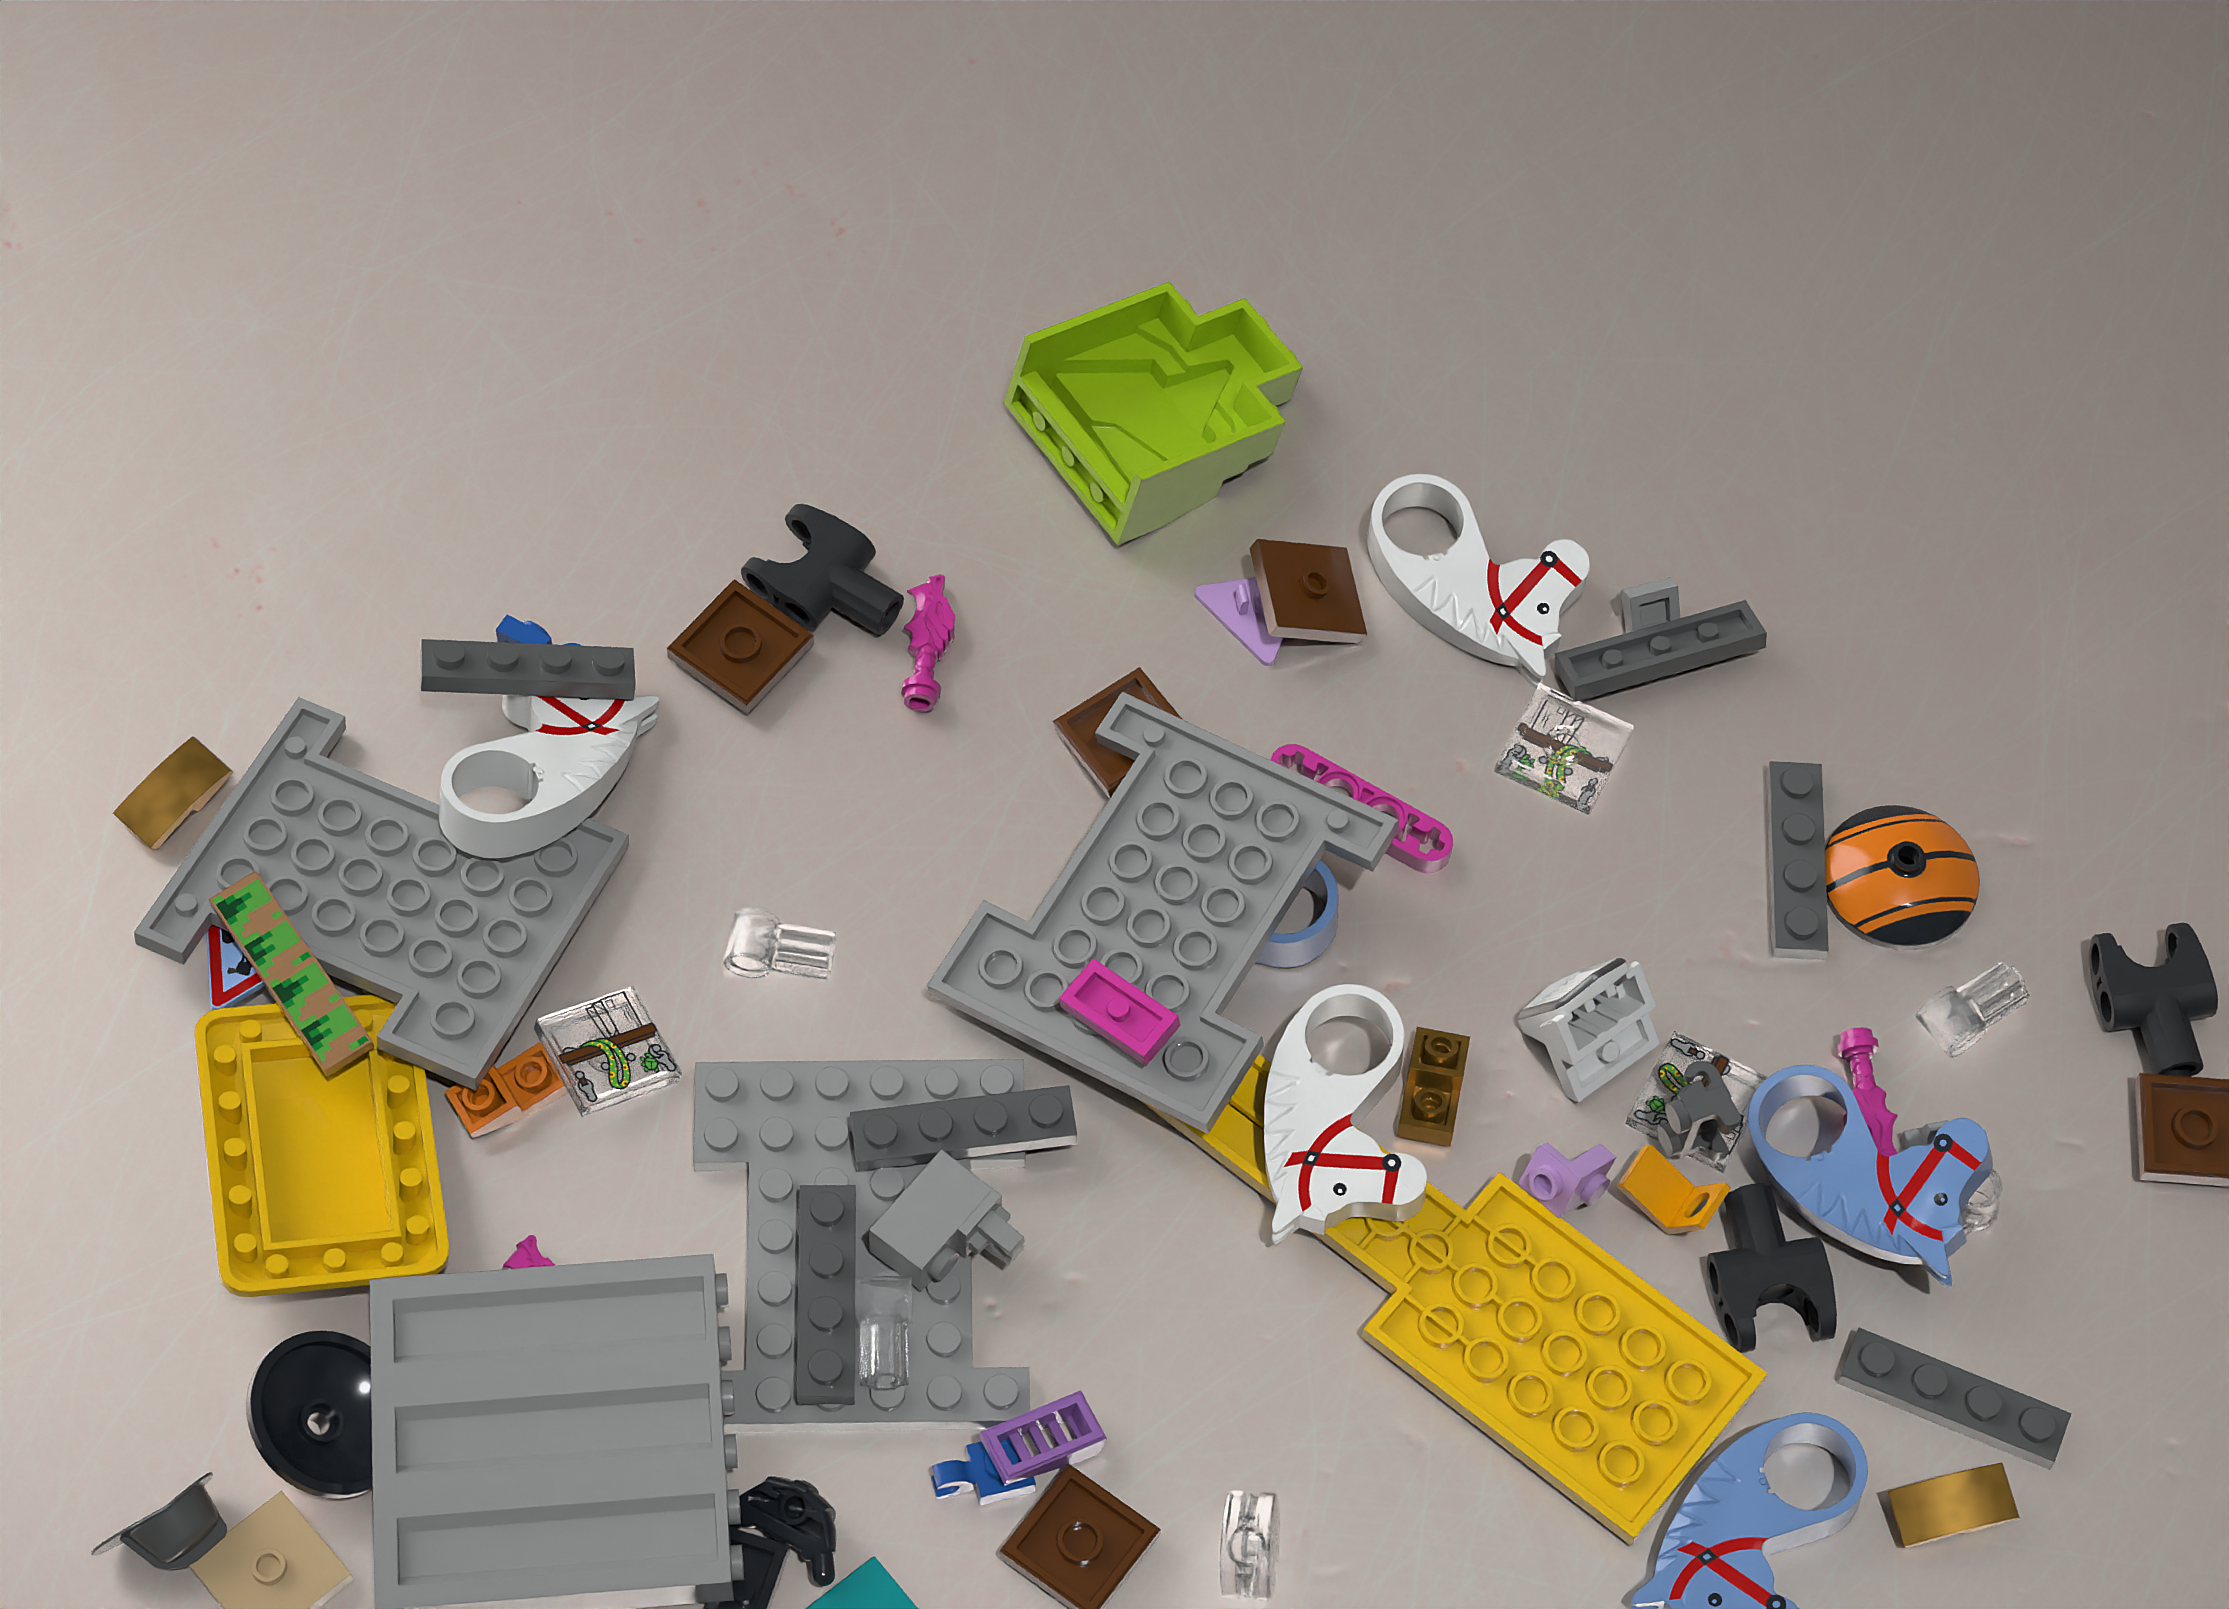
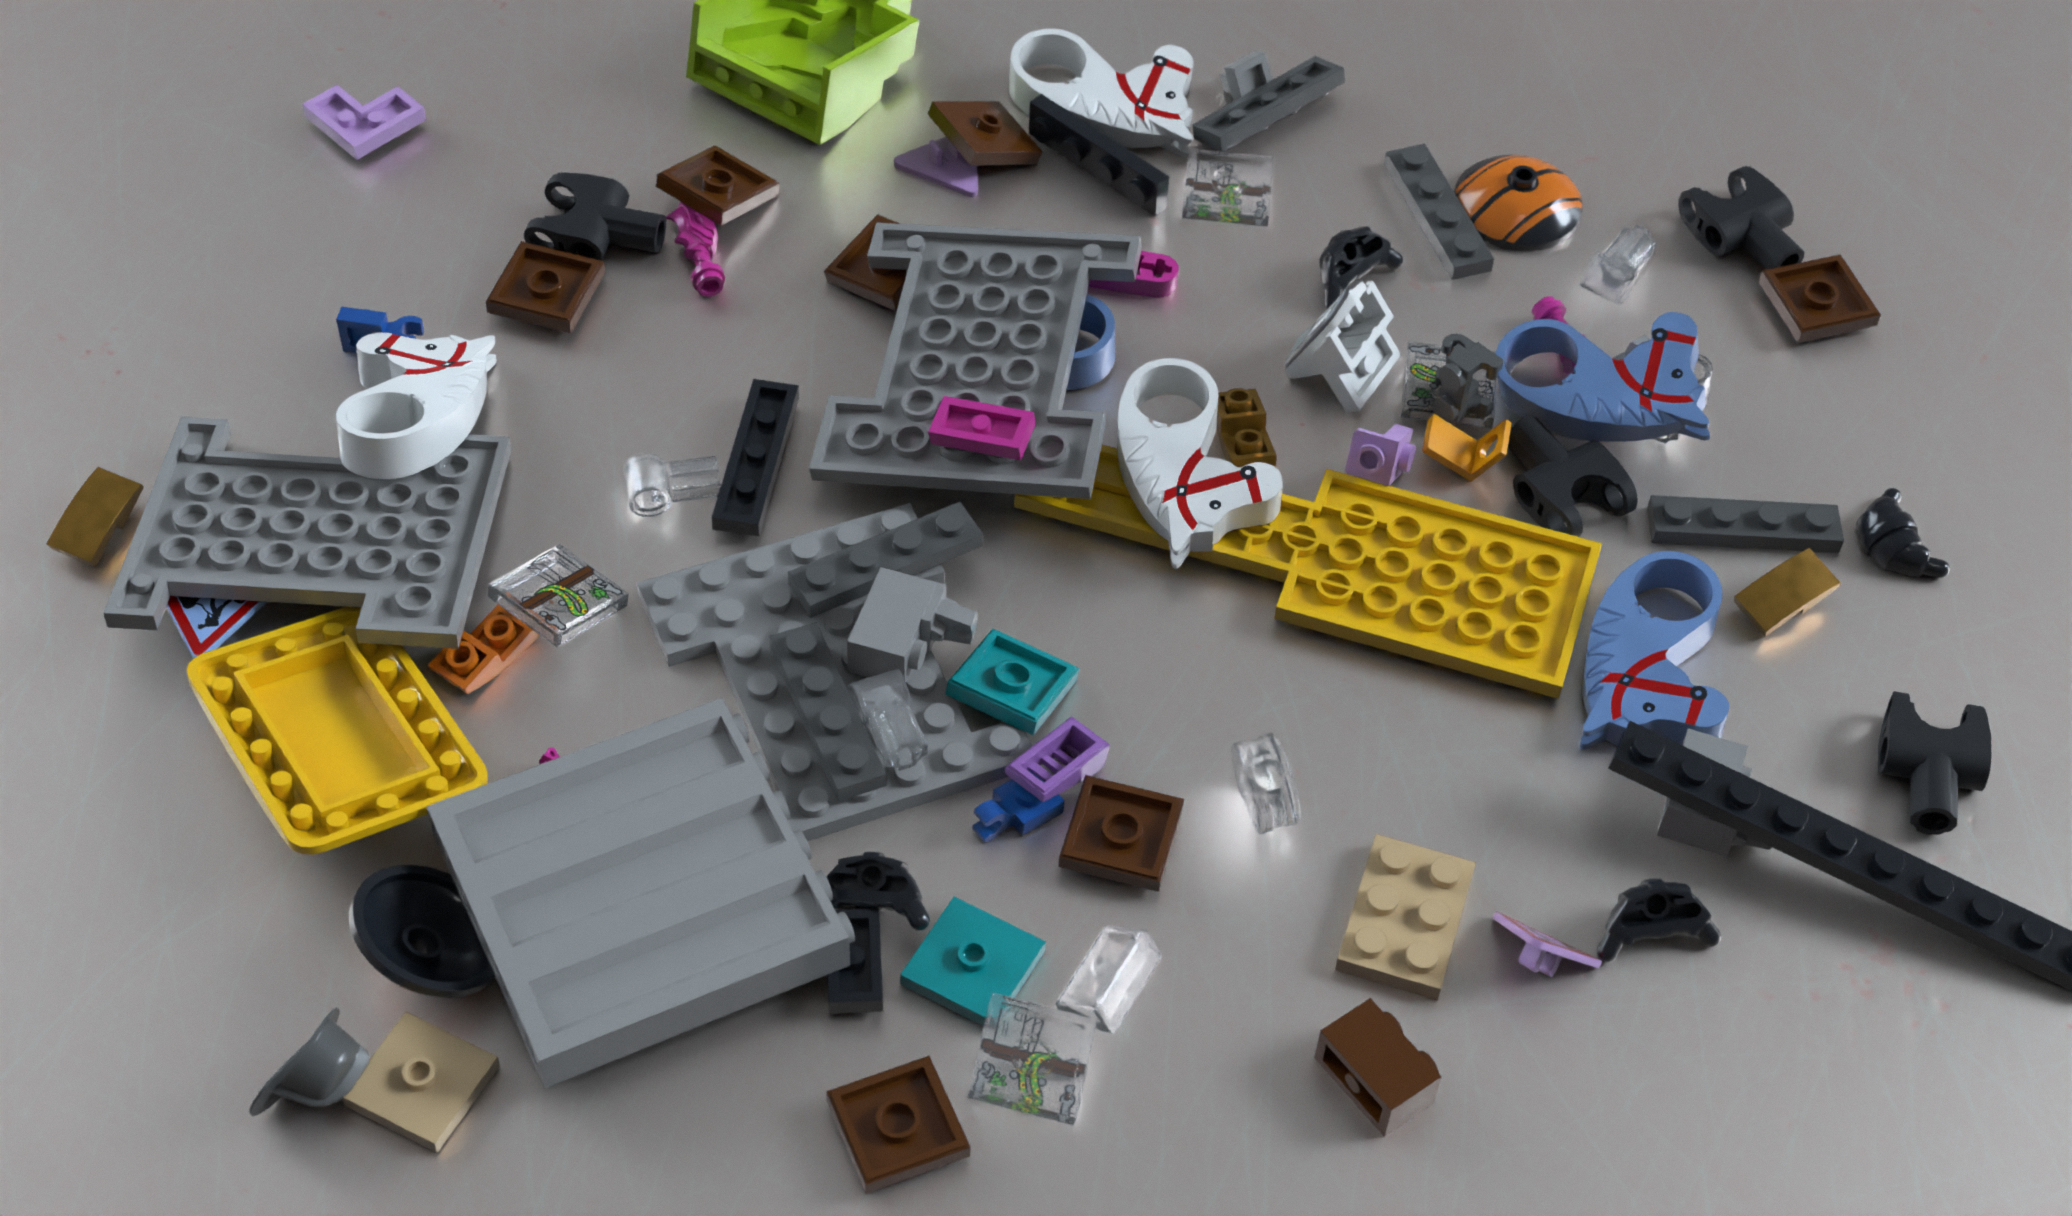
camera: 20 degrees left, 10 degrees down
(291, 973) = (260, 603): tile -> none
(527, 669) = (376, 336): dark grey plate -> none
(624, 365) = (365, 127): none -> lavender plate
(881, 944) = (755, 458): none -> black plate
(979, 568) = (717, 185): none -> reddish brown plate
(1041, 1321) = (1012, 681): none -> teal plate
(1432, 672) = (1098, 155): none -> black plate
(1655, 899) = (1352, 256): none -> black piece
(2116, 1477) = (1894, 541): none -> black piece

